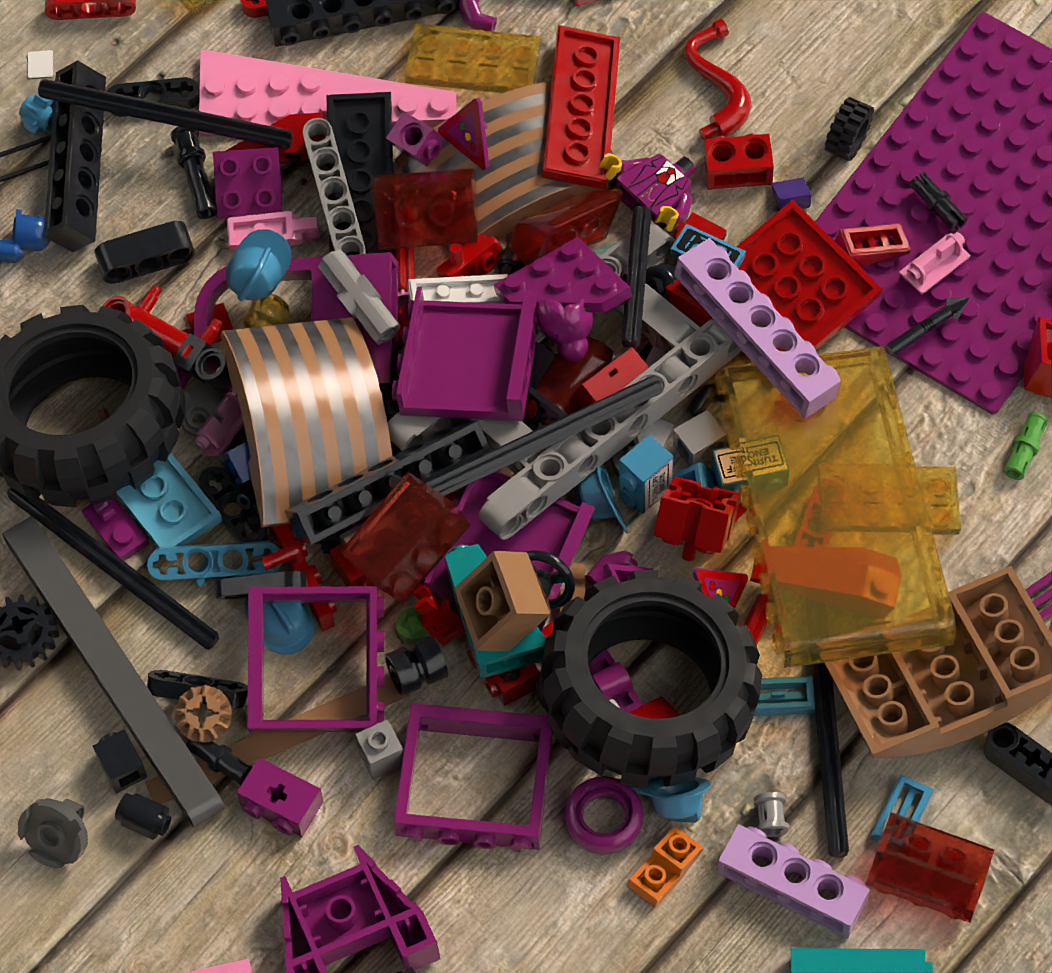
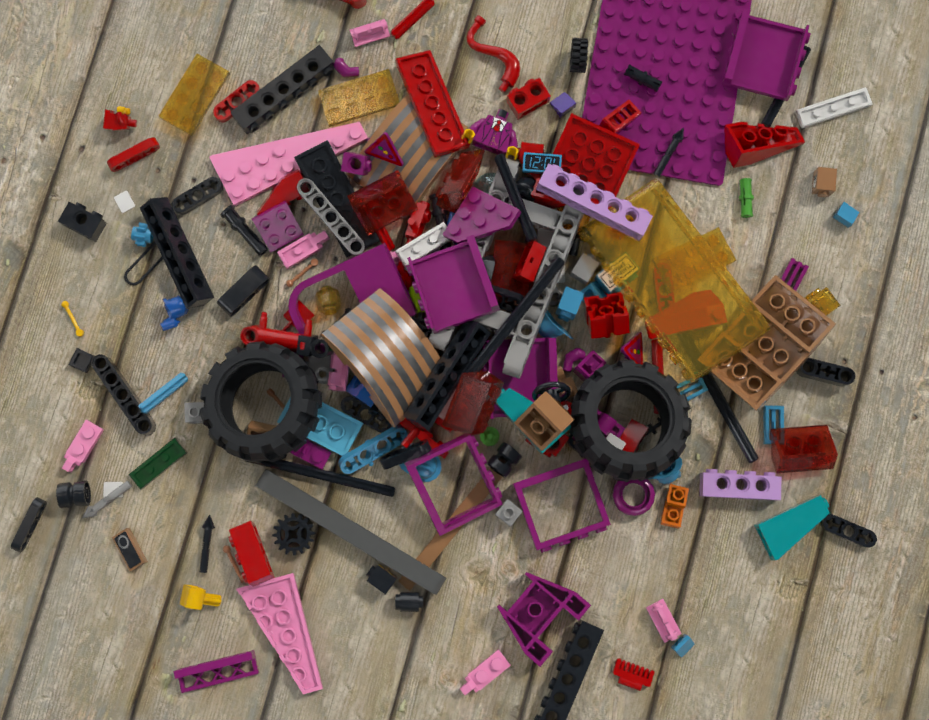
camera: 30 degrees left, 20 degrees up
(54, 831) = (371, 633): dark grey tile -> none
(165, 113) = (215, 210): black axle -> none
(174, 684) = (412, 515): black beam -> none
(214, 725) = (404, 534): medium nougat gear -> none
(220, 759) = (430, 553): black pin -> none
(258, 264) = (315, 281): dark azure piece -> none
(270, 783) = (482, 556): magenta brick -> none
(359, 296) = (379, 276): light grey piece -> none
(440, 620) = (504, 430): red plate -> none
(566, 327) = (496, 246): magenta piece -> none
(771, 813) = (713, 456): light grey bush -> none
(936, 263) = (657, 114): bright pink hinge -> none

